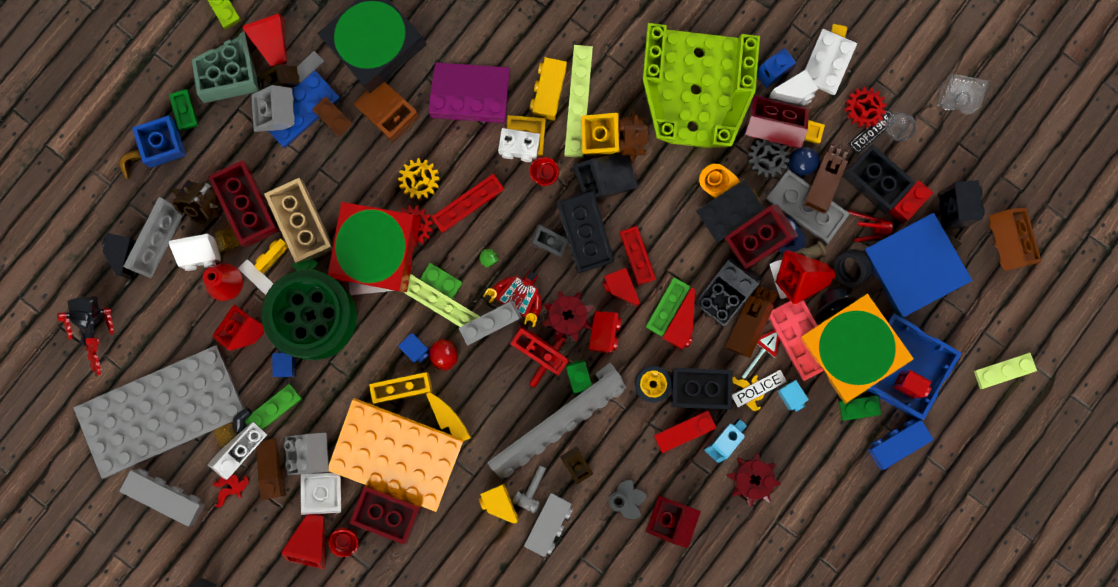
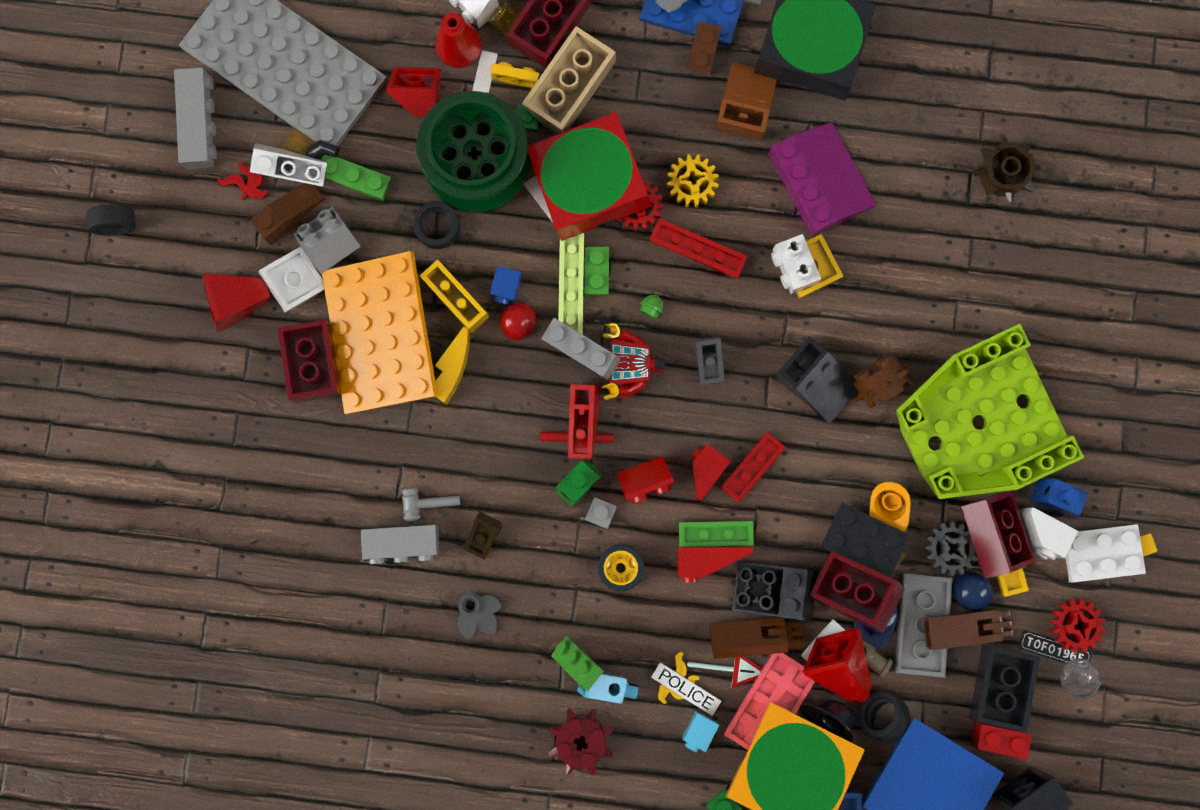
camera: 60 degrees right, 0 degrees up
(283, 365) = (405, 159): blue brick -> none
(329, 366) = (423, 212): none -> black tyre
(343, 542) = (255, 334): red hair -> none
(499, 503) = (391, 476): yellow slope -> none
(544, 171) = (783, 309): red hair -> none
(548, 88) = (878, 260): yellow brick -> none
(557, 424) = (514, 488): light grey plate -> none
(571, 326) = (629, 439): dark red brick -> none
(578, 99) = (885, 301): yellowish green plate -> none
(585, 231) = (744, 393): black tile -> none
(600, 134) = (861, 345): yellow slope -> none
(673, 521) = (482, 679): dark red slope -> none
(685, 431) = (589, 634): red slope -> none
(701, 388) = (647, 624): black brick -> none
(701, 450) = (577, 663): none -> bright green plate
(881, 227) = (950, 722): red plant -> none
(962, 93) = (1163, 727): clear slope -> none

